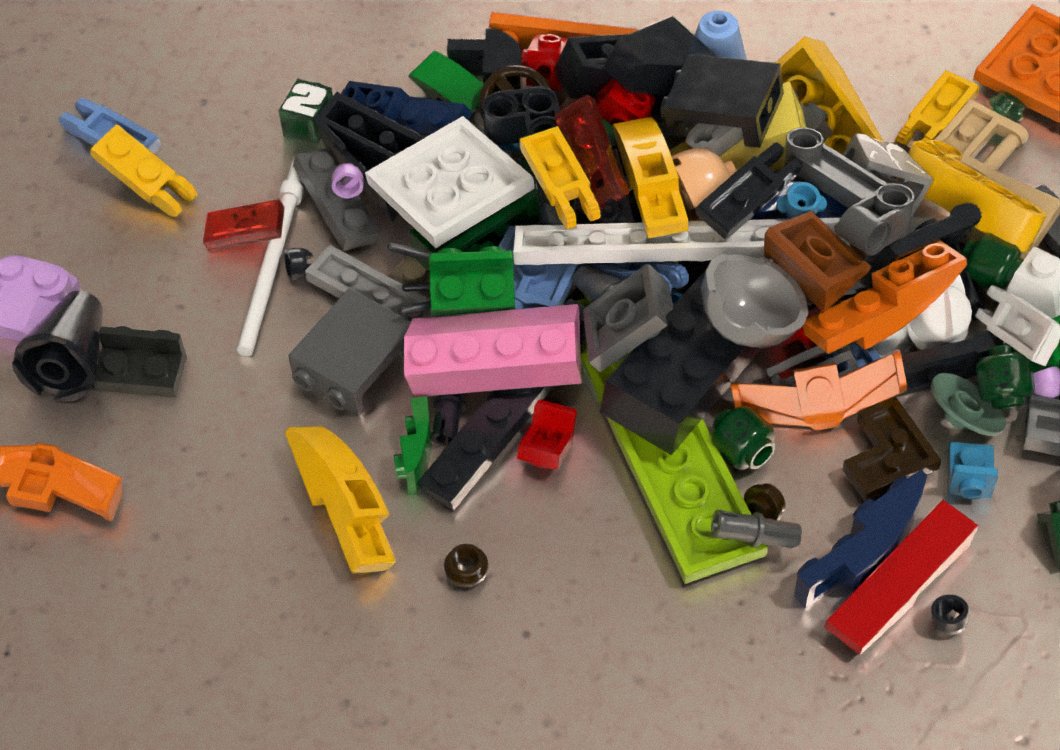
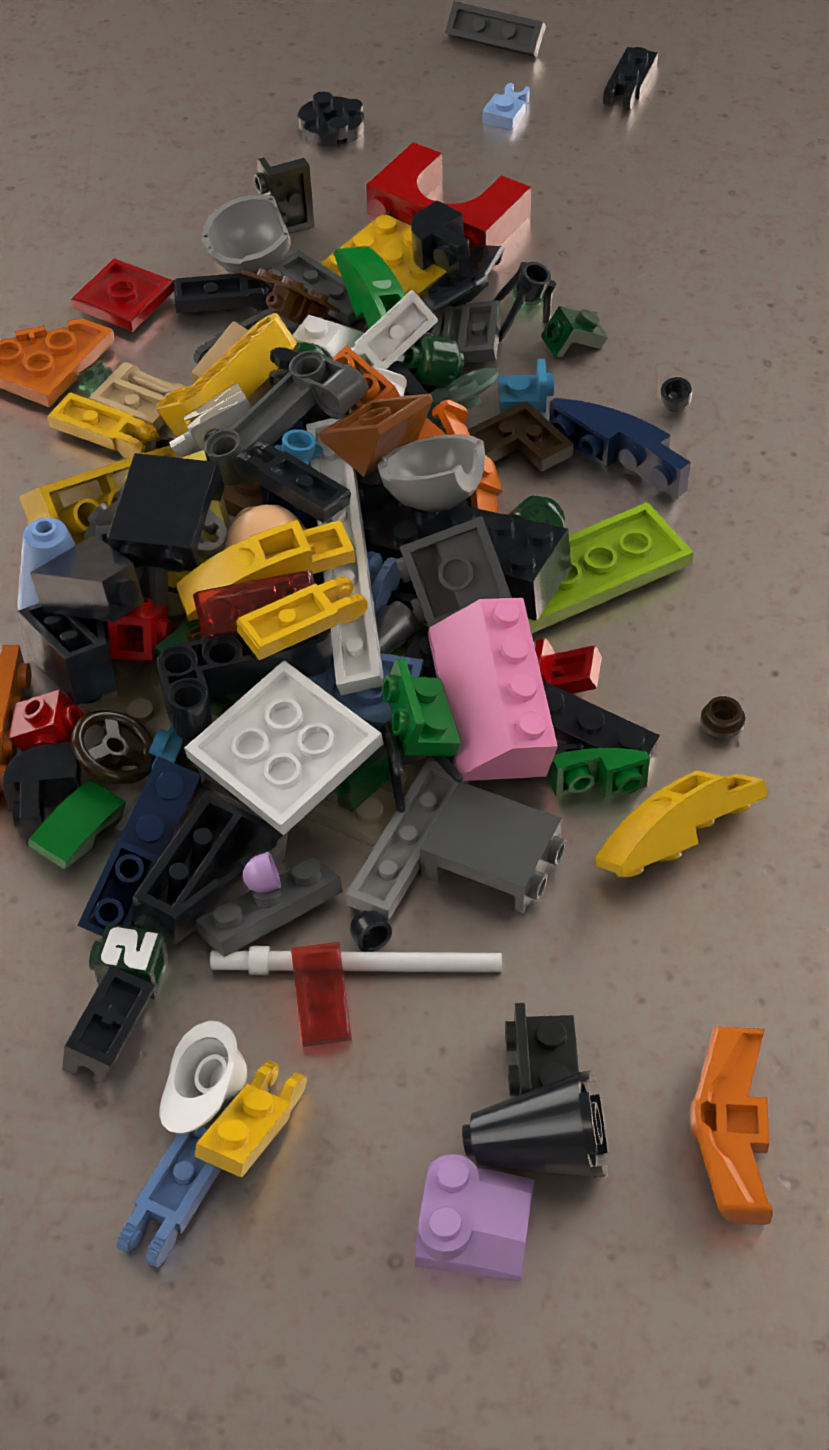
camera: 100 degrees left, 5 degrees down
(183, 147) = (202, 1077): none -> white piece
(249, 90) = (106, 1023): none -> black hinge
(755, 529) = (642, 501): dark grey axle -> none
(765, 500) = (597, 508): dark brown plate -> none
(901, 577) = (688, 437): red slope -> none

